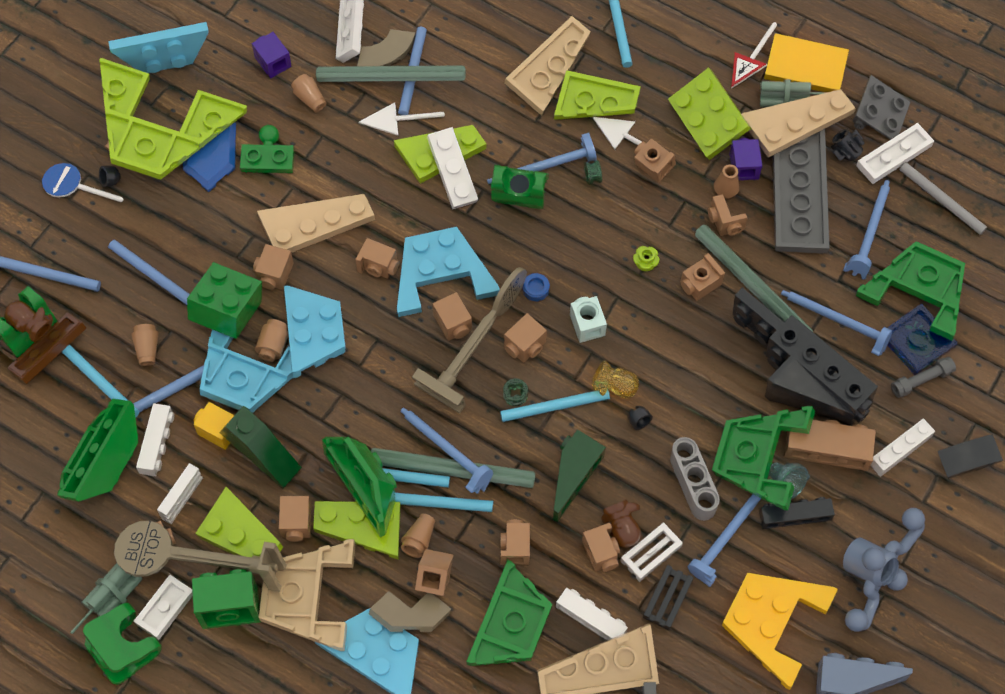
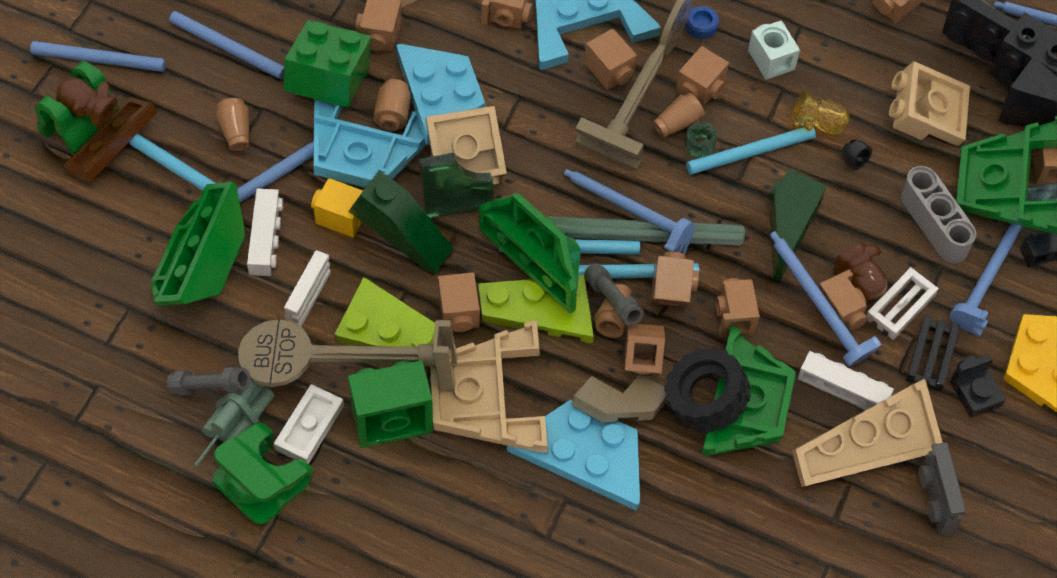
camera: 10 degrees left, 5 degrees down
(105, 567) = (232, 380): none -> dark grey bar
(304, 419) = (450, 187): none -> clear green tile
(321, 386) = (472, 138): none -> tan plate
(422, 538) = (625, 307): none -> dark grey bar
(468, 515) = (673, 280): none -> medium nougat brick
(494, 625) = (720, 411): none -> black tyre
(500, 370) = (678, 115): none -> medium nougat cone
(603, 592) = (856, 352): none -> medium blue piece
(697, 630) = (976, 385): none -> black bracket
(707, 380) = (930, 104): none -> tan plate

